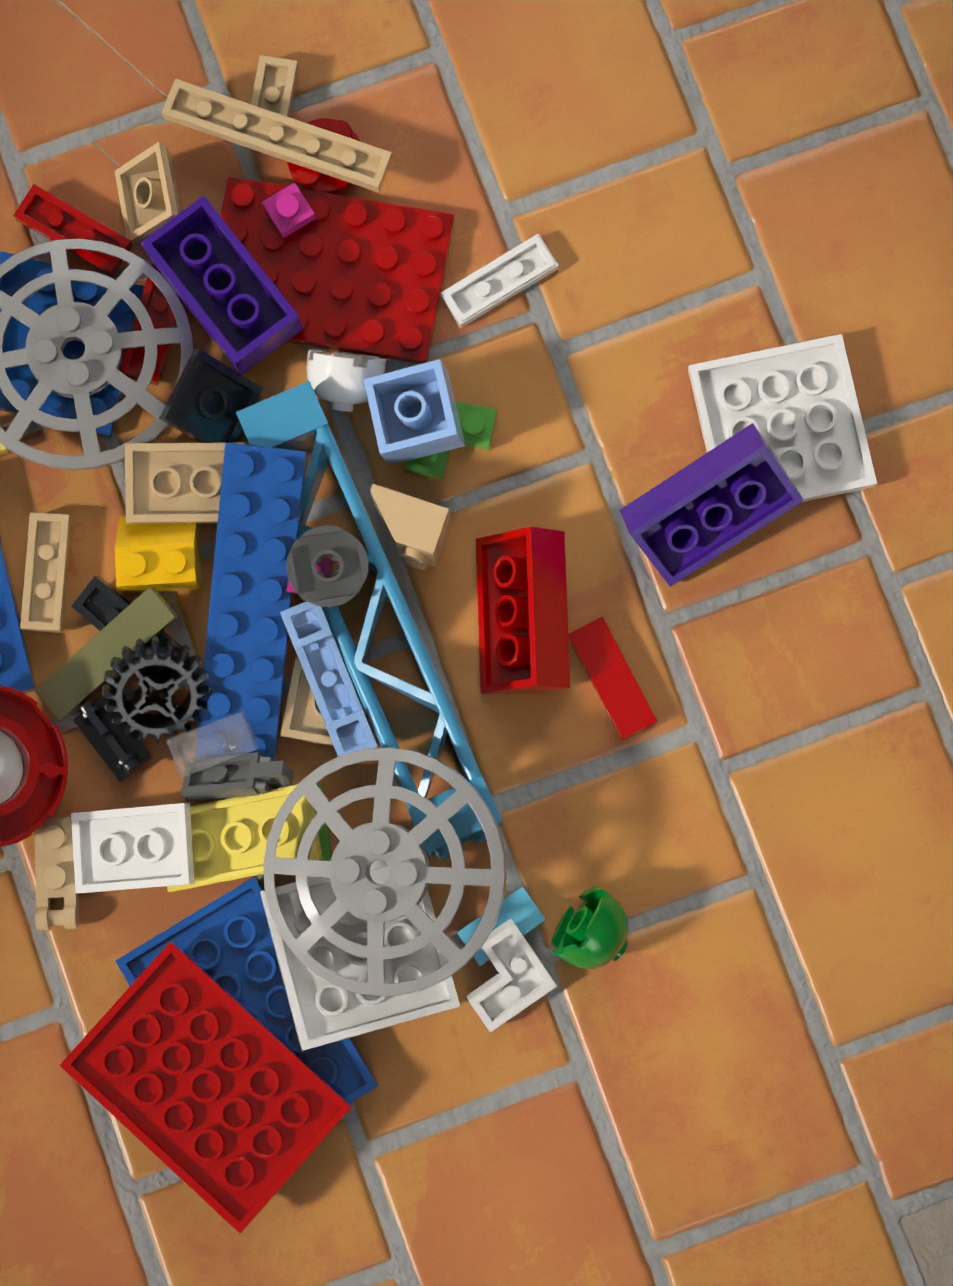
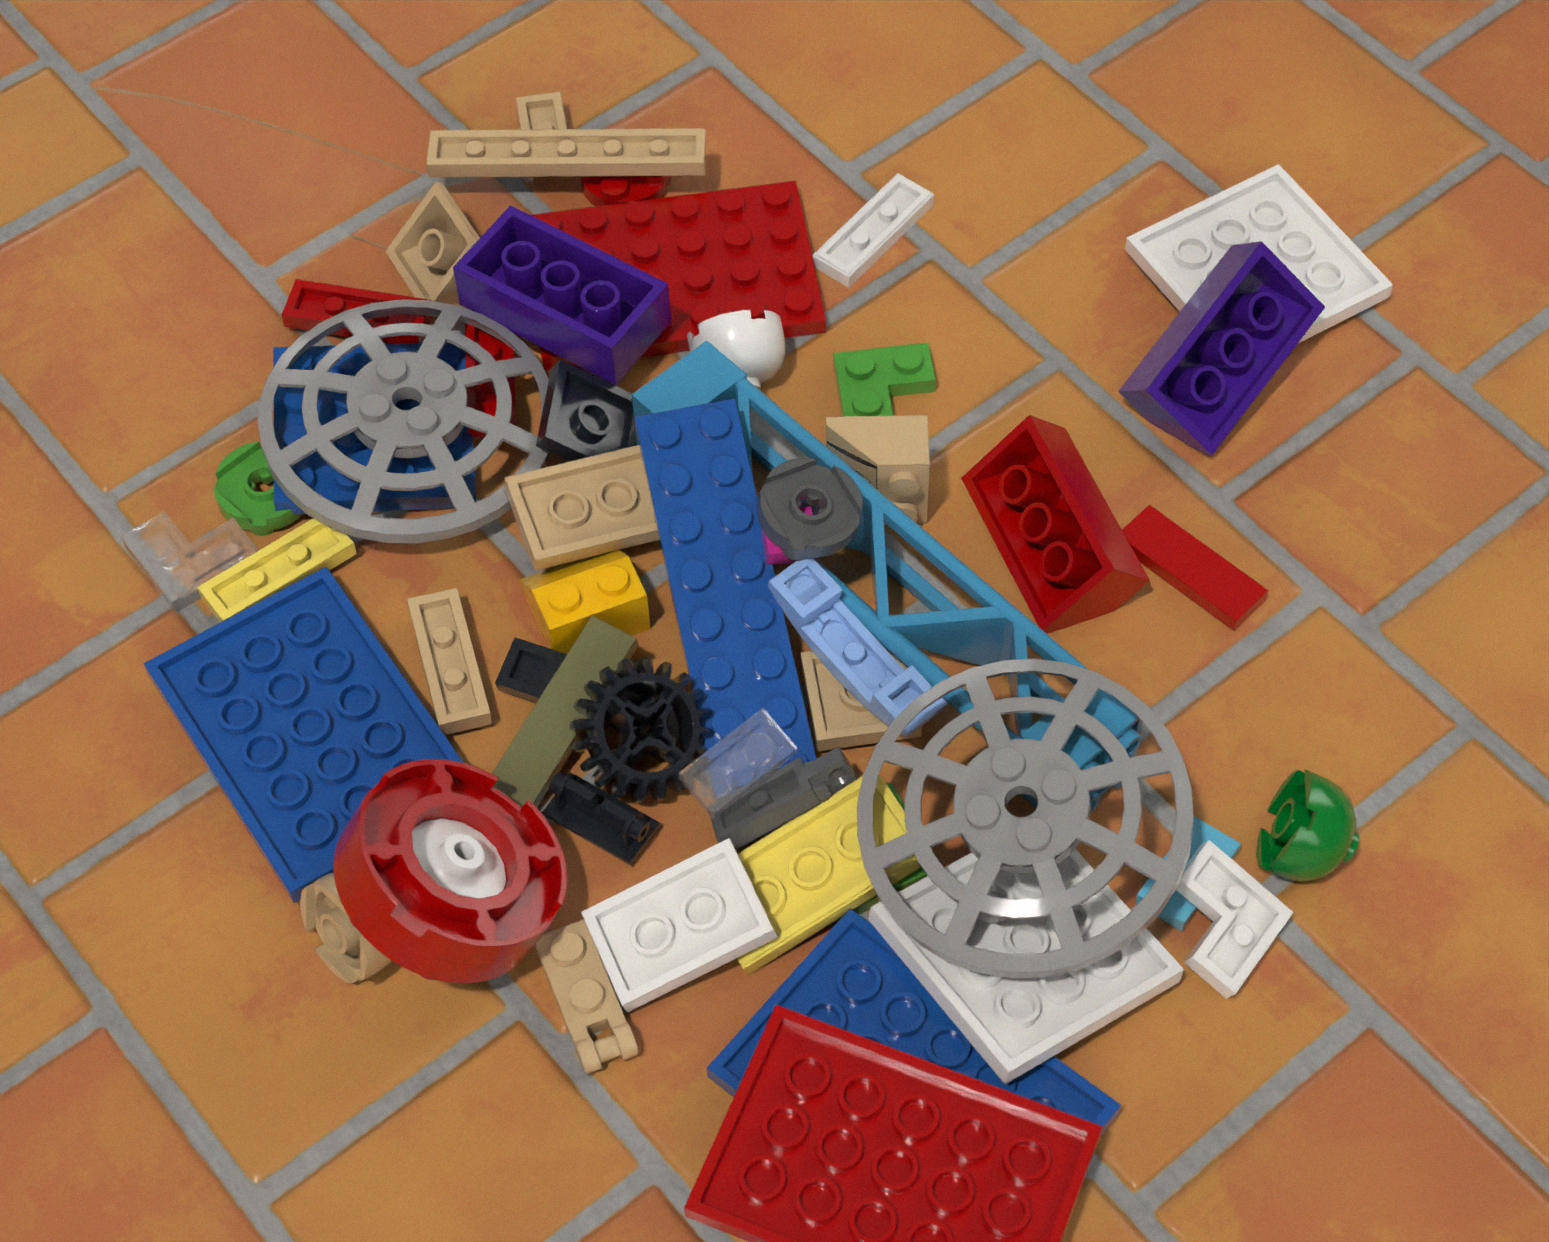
camera: 25 degrees left, 25 degrees down
(288, 210) = (607, 218): dark pink plate -> none
(414, 412) = (841, 349): light blue brick -> none

